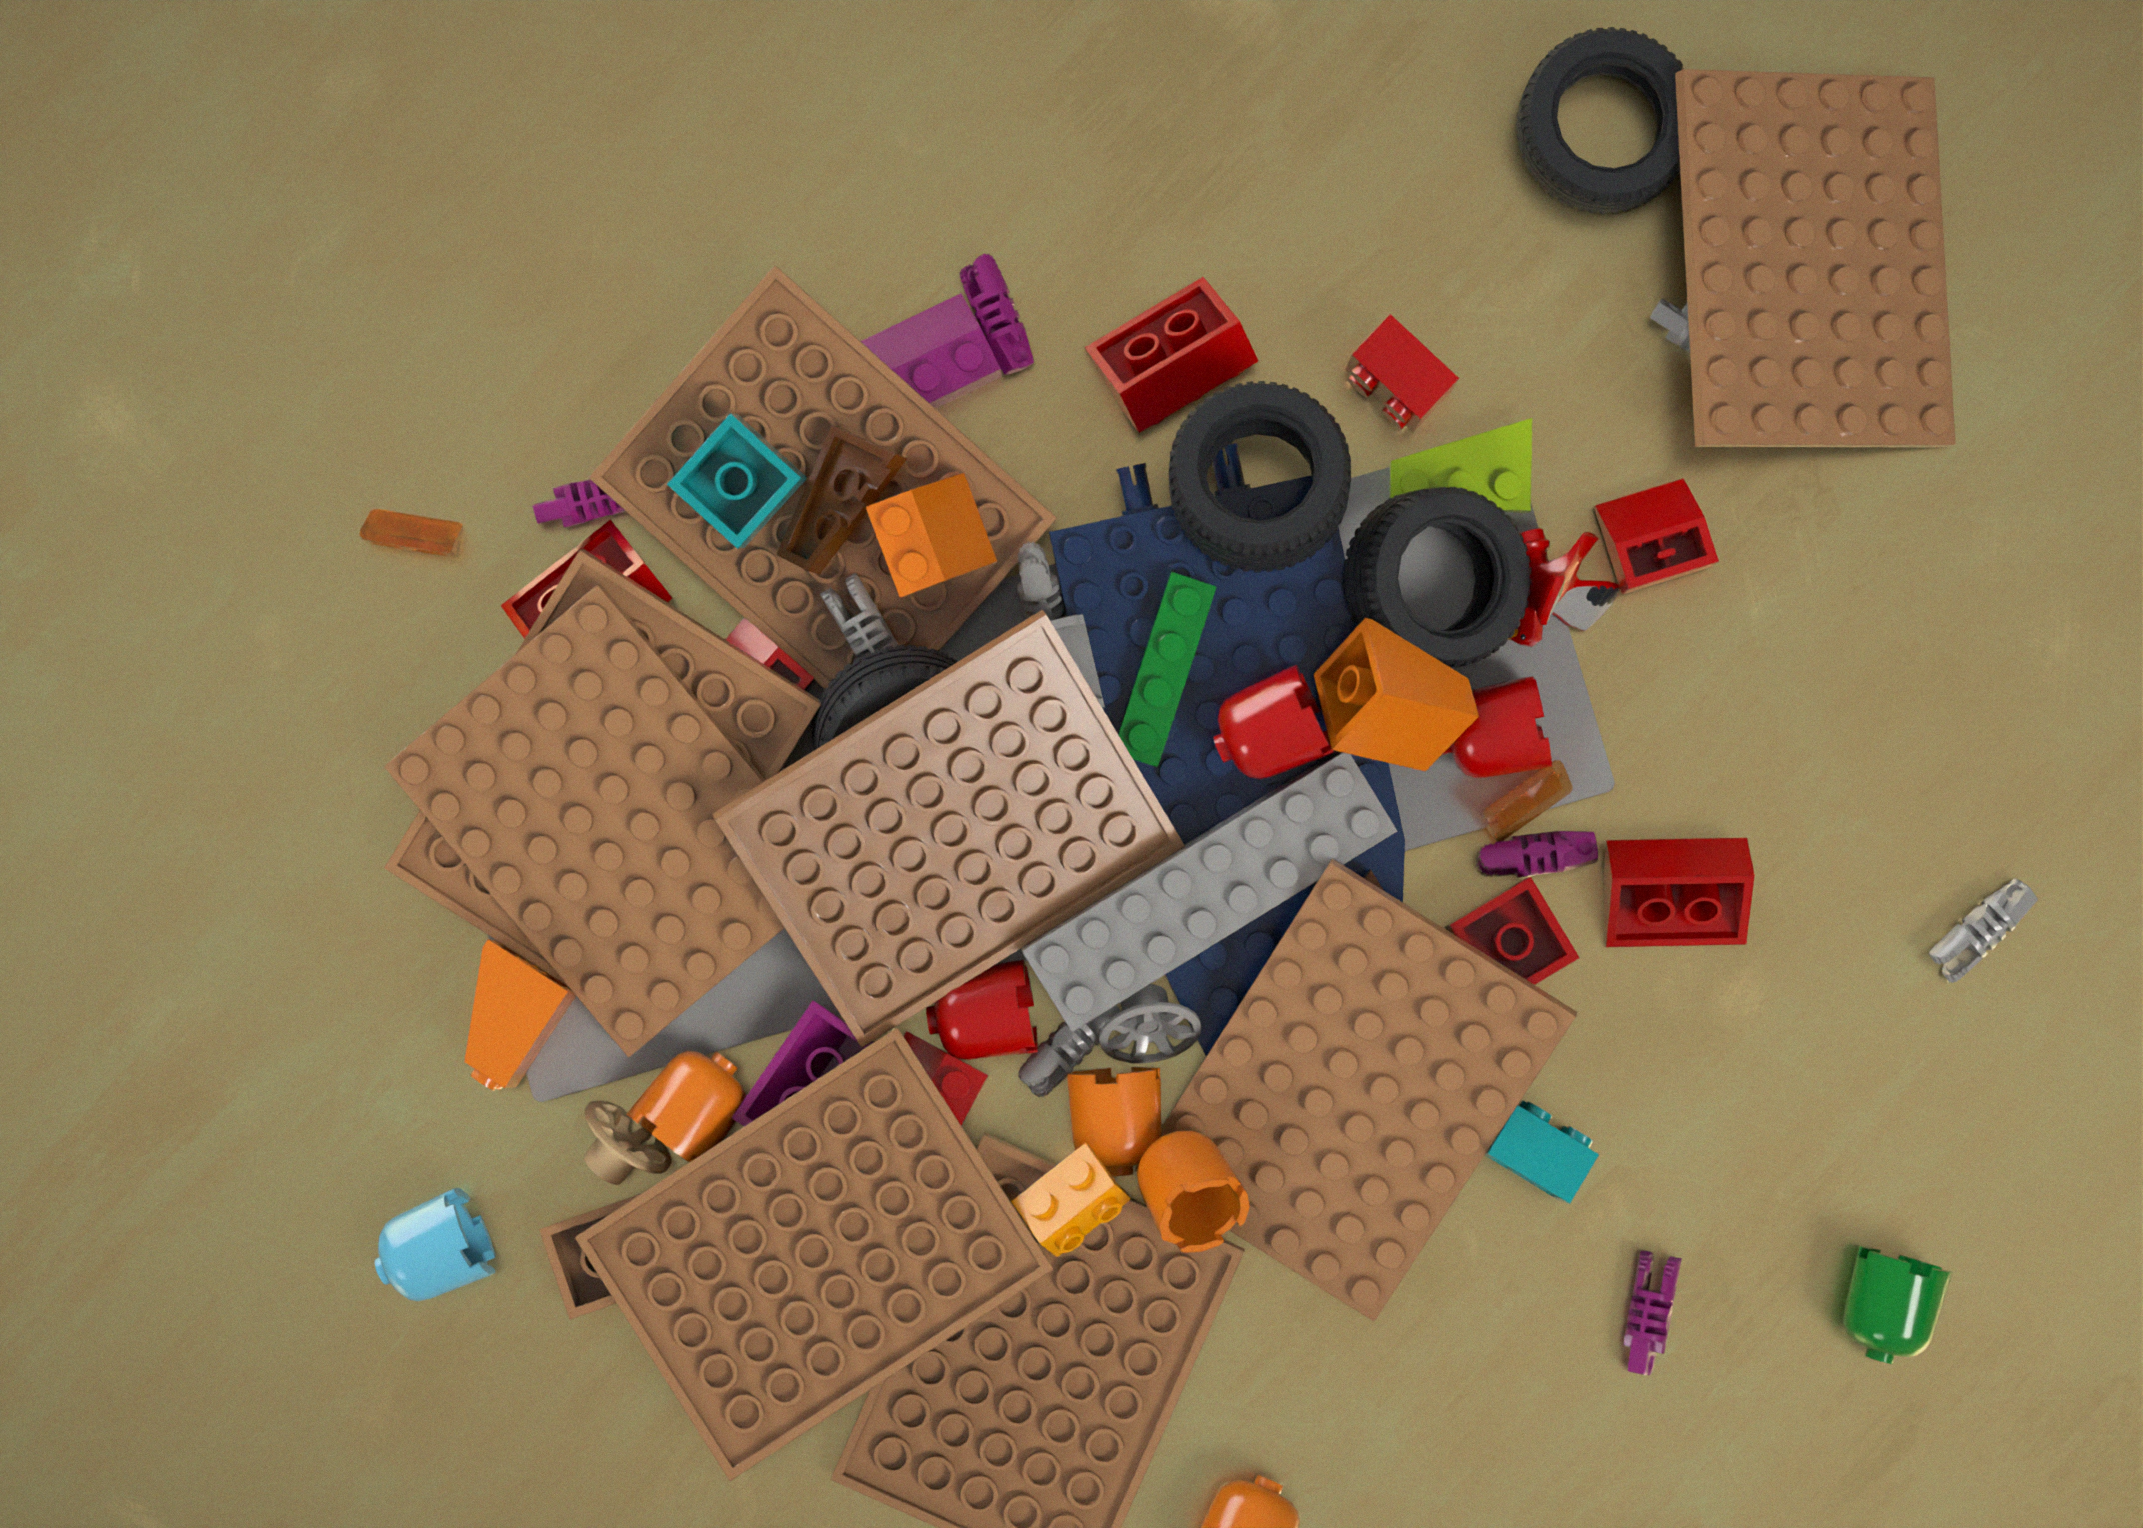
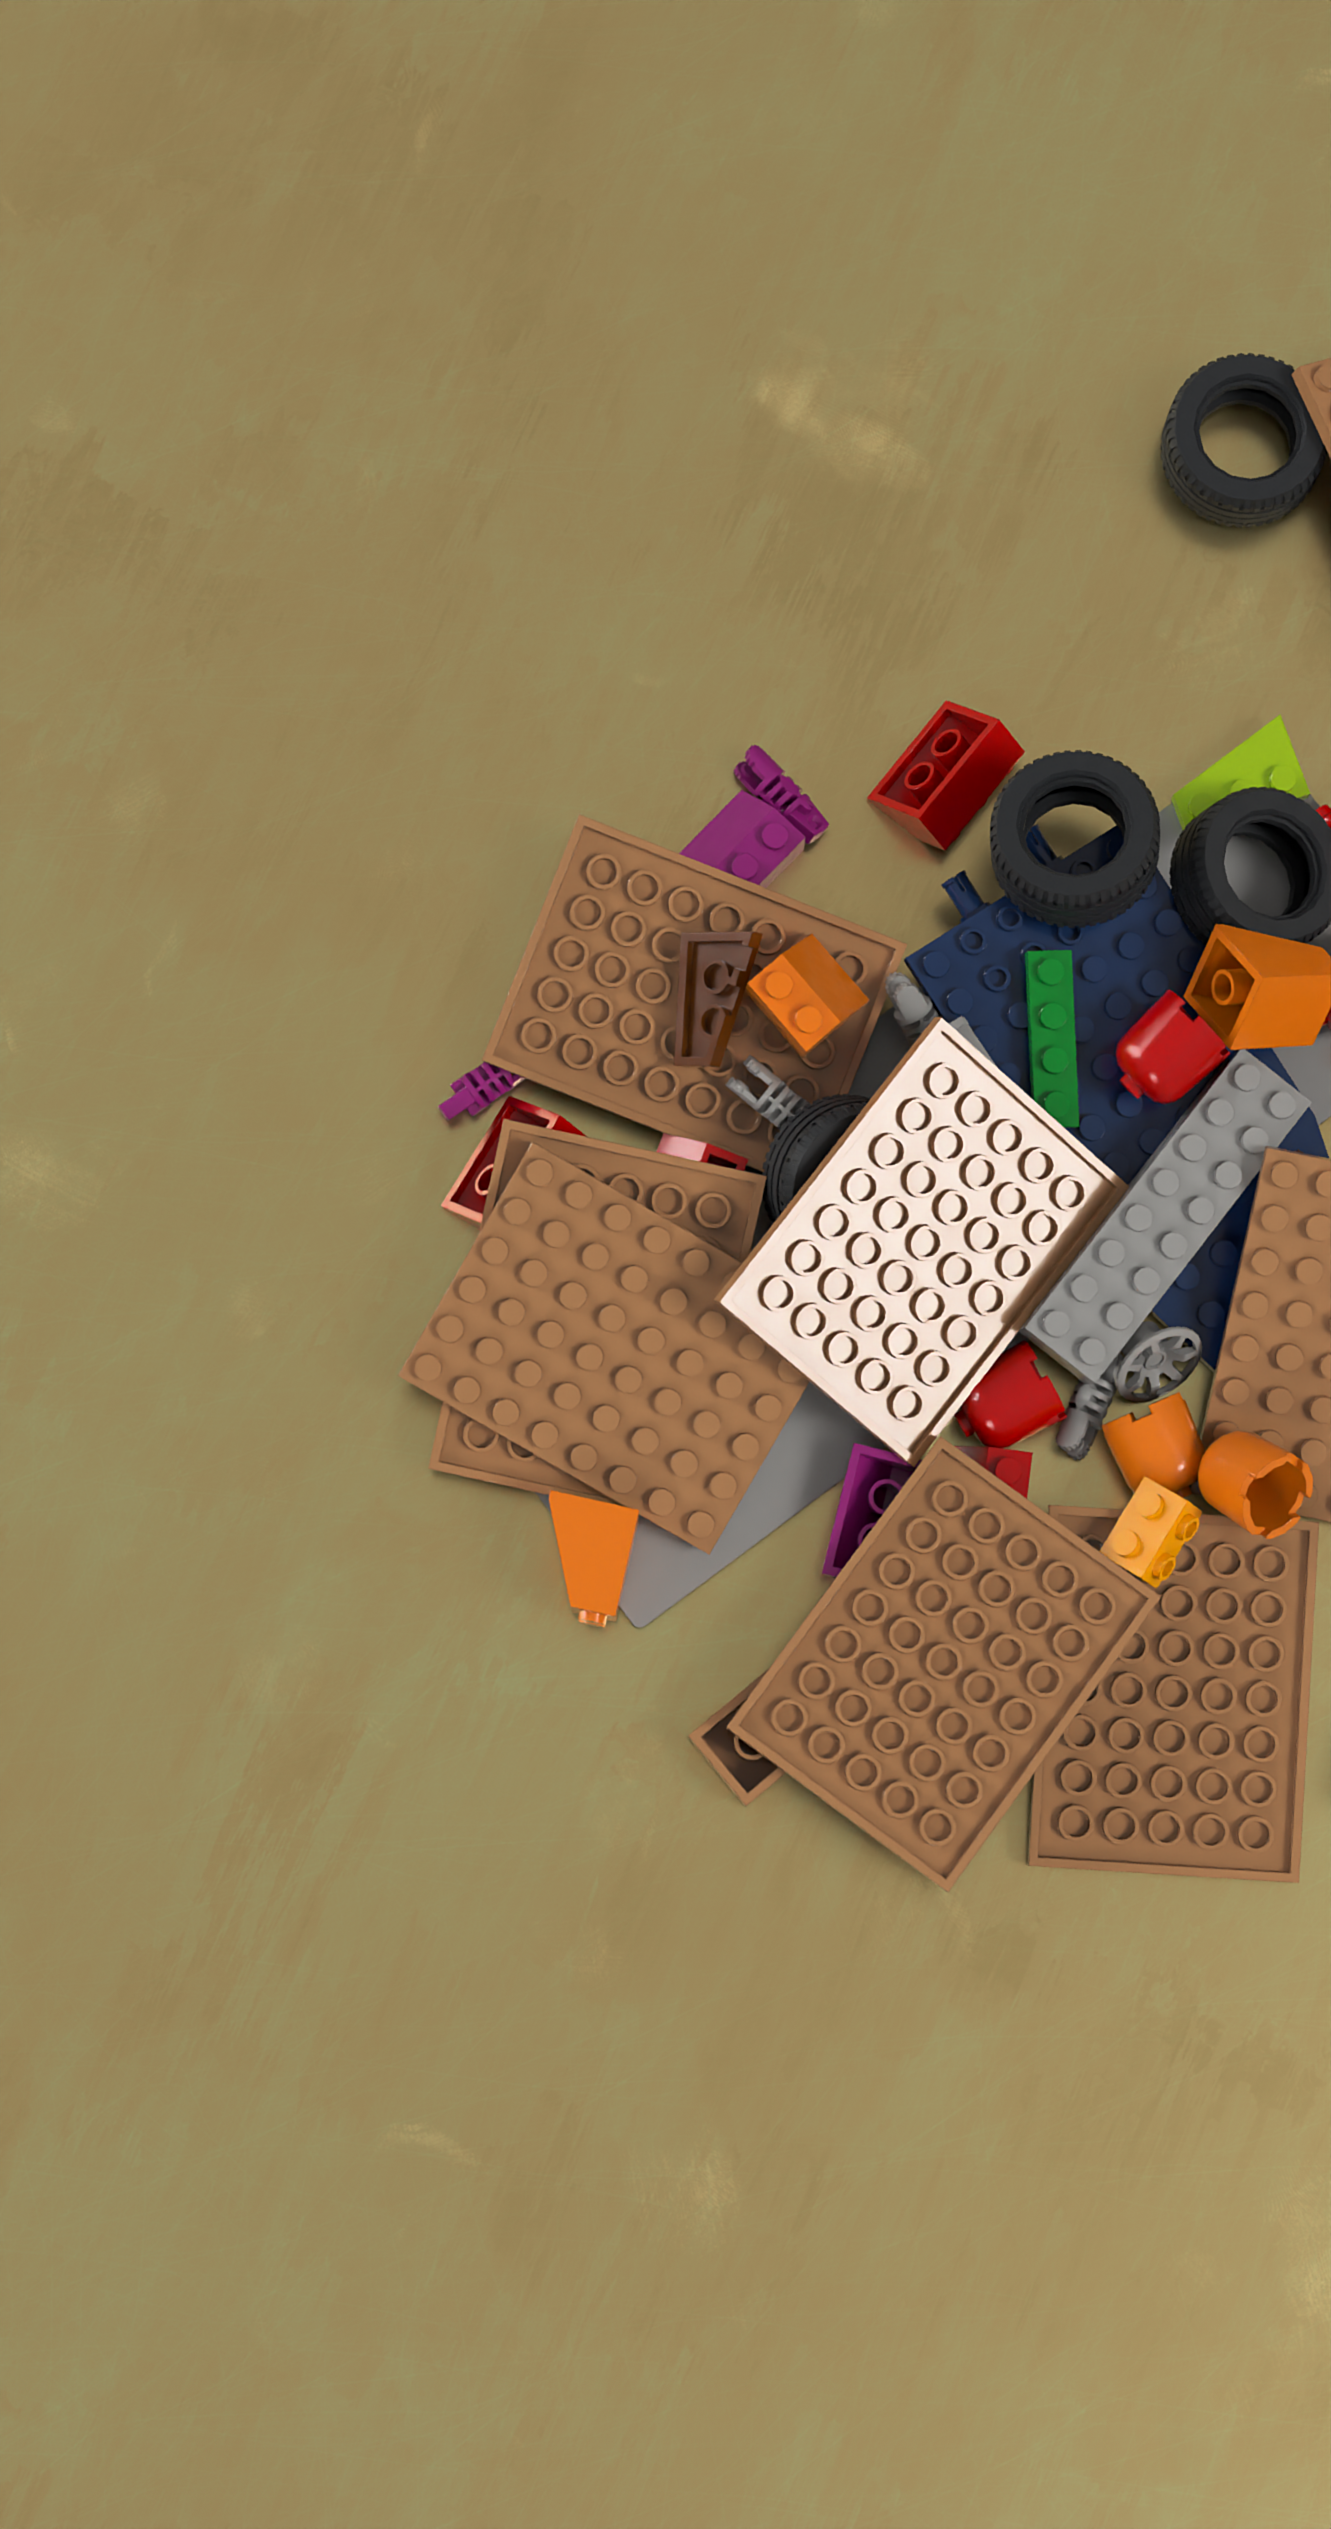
camera: 20 degrees left, 5 degrees down
(412, 533) = (339, 1171): clear orange slope -> none
(434, 1248) = (598, 1791): medium azure cylinder -> none
(619, 1150) = (726, 1643): tan wheel -> none
(691, 1103) = (778, 1576): orange cylinder -> none
(737, 481) = (618, 1010): teal brick -> none
(1400, 374) = (1153, 717): red brick -> none

